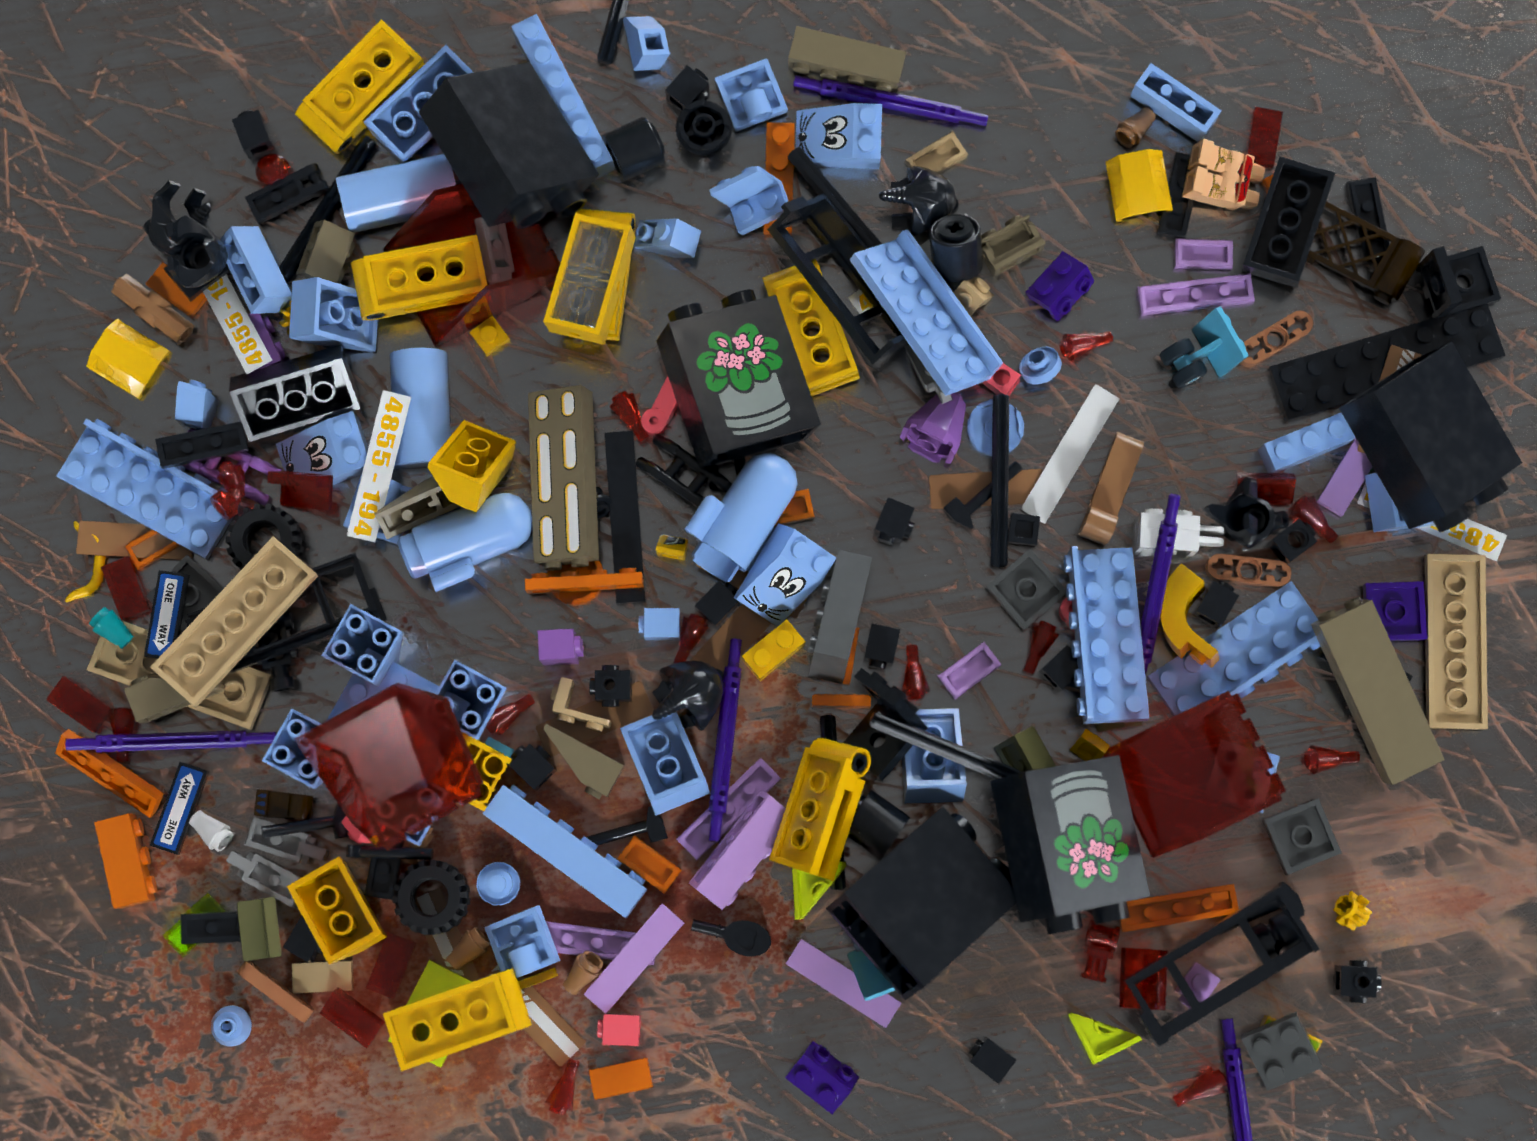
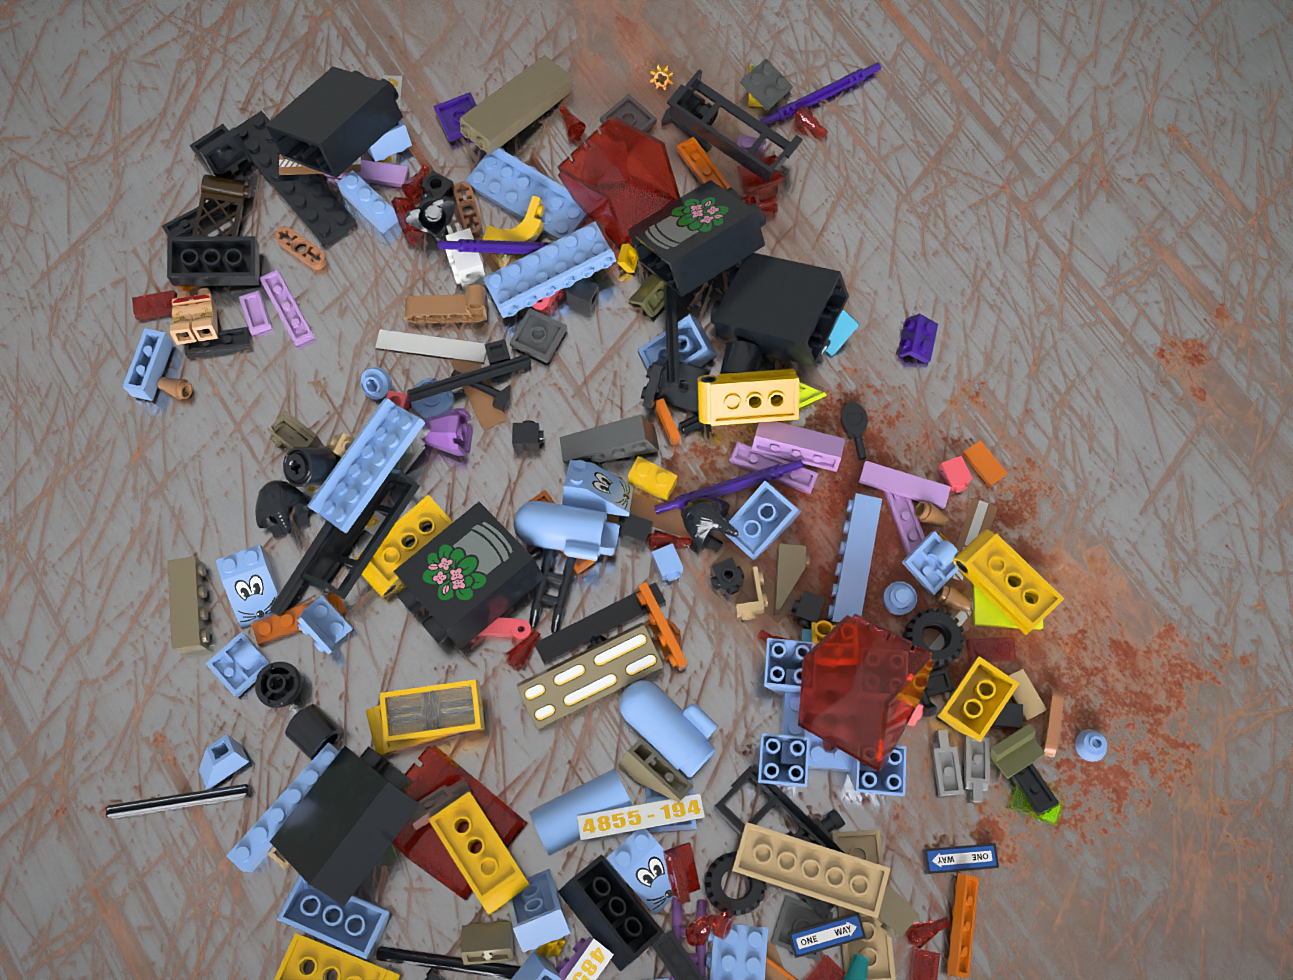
camera: 115 degrees left, 10 degrees down
(125, 860) = (1019, 879): orange brick -> none
(170, 741) = (918, 888): dark purple axle -> none
(213, 832) = (965, 824): white cone -> none
(283, 805) = (921, 777): dark brown leg -> none
(309, 825) = (914, 734): black piece -> none
(352, 1017) = (1041, 659): clear red plate -> none
(391, 192) = (414, 907): light blue brick -> none
(471, 464) = (610, 742): yellow slope -> none
(489, 336) = (502, 783): yellow plate -> none
(559, 647) = (717, 622): medium lavender brick -> none
(562, 1095) = (1016, 495): clear red cone -> none
(649, 864) = (836, 504): orange tile -> none
(653, 825) = (808, 513): black piece -> none
(667, 237) = (374, 677): light blue slope -> none
(672, 547) = (608, 579): yellow slope -> none
(687, 88) = (251, 712): black brick -> none
(840, 982) = (852, 355): lavender tile -> none
(881, 646) = (617, 408): black brick -> none
(890, 100) = (210, 566): dark purple axle -> none
(914, 680) = (632, 381): clear red cone -> none
(939, 155) = (241, 512): tan tile -> none
(969, 670) = (609, 352): lavender tile -> none
(990, 1059) = (855, 242): black brick -> none
(1041, 640) = (568, 314): clear red cone -> none
(1061, 285) = (311, 393): dark purple bracket -> none
(1076, 345) = (352, 367): clear red cone -> none
(1101, 1039) = (809, 188): neon yellow tile -> none
(1138, 183) = (219, 368): yellow slope -> none
(1216, 603) = (499, 216): black brick -> none
(1218, 343) = (317, 275): medium azure plate -> none
(1346, 981) = (704, 58): black brick -> none
(1456, 641) = (470, 74): tan plate -> none

